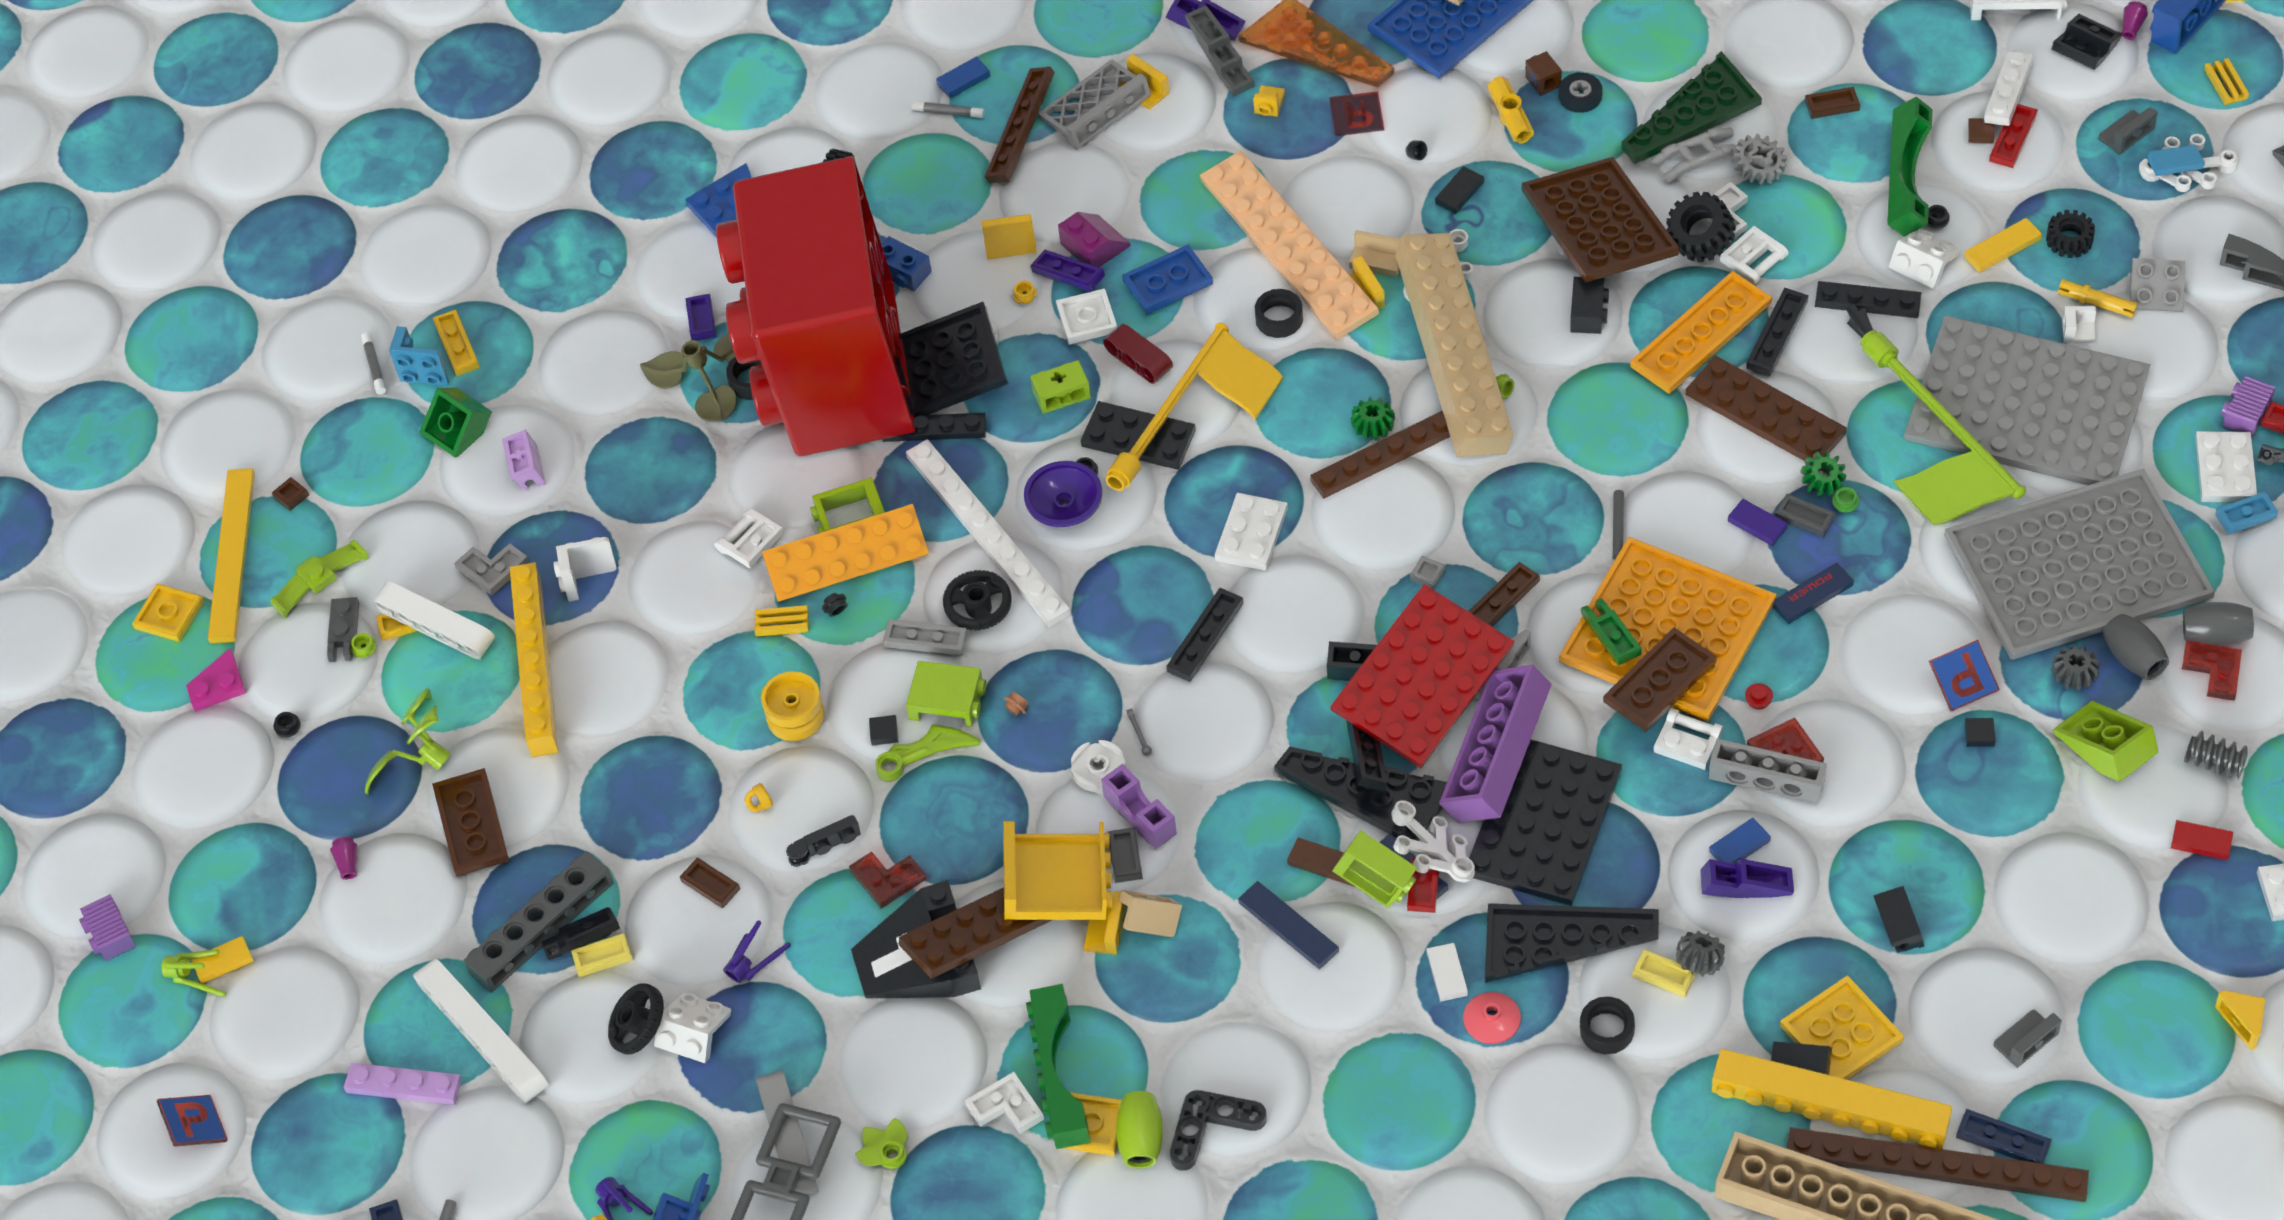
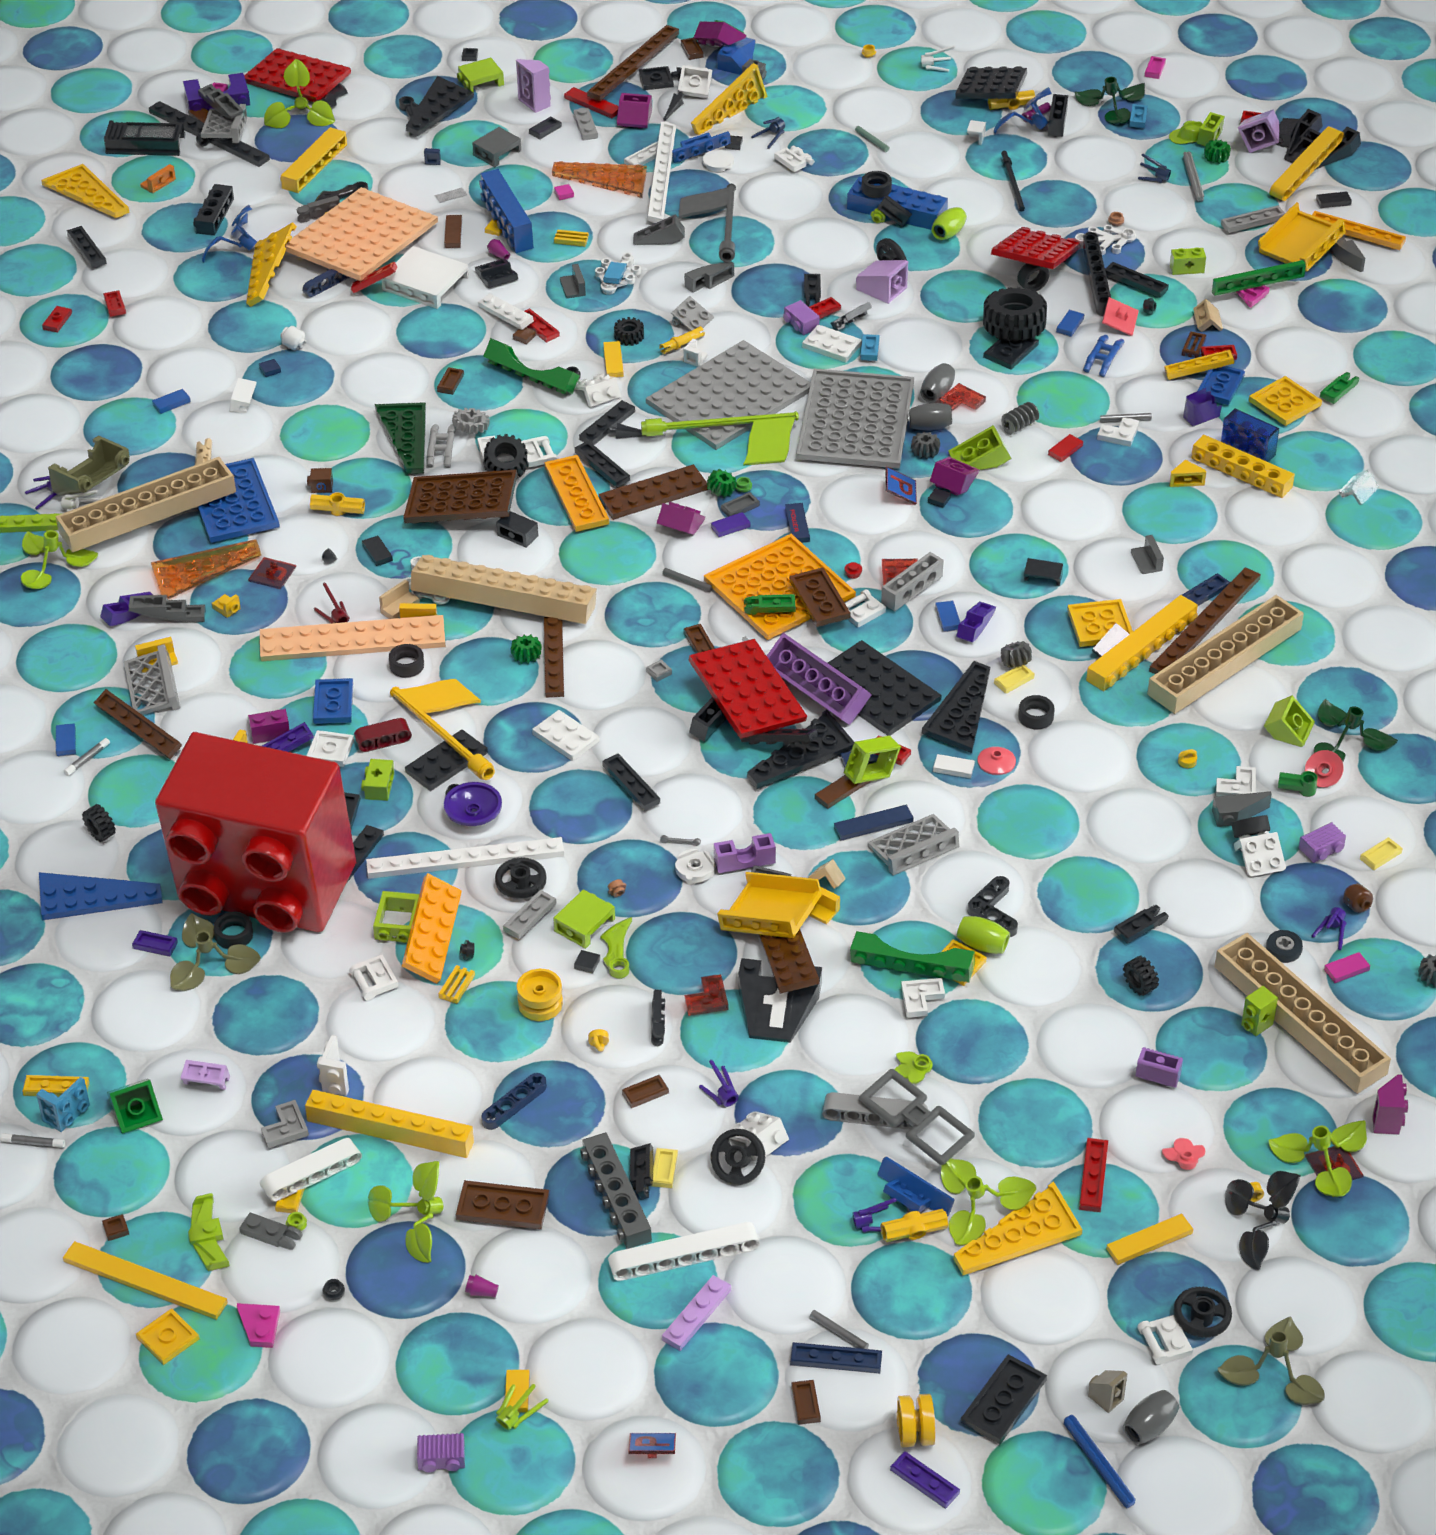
camera: 70 degrees left, 10 degrees down
(633, 756) = (511, 1099): none -> dark blue beam
(1262, 999) = (917, 851): none -> light grey fence
(1316, 210) = (338, 614): none -> dark red plant
(1457, 866) = (866, 732): white plant -> none
(1576, 102) = (348, 473): black bush -> none
(1724, 462) = (681, 519): none -> magenta slope
(2031, 727) = (953, 475): none -> magenta slope

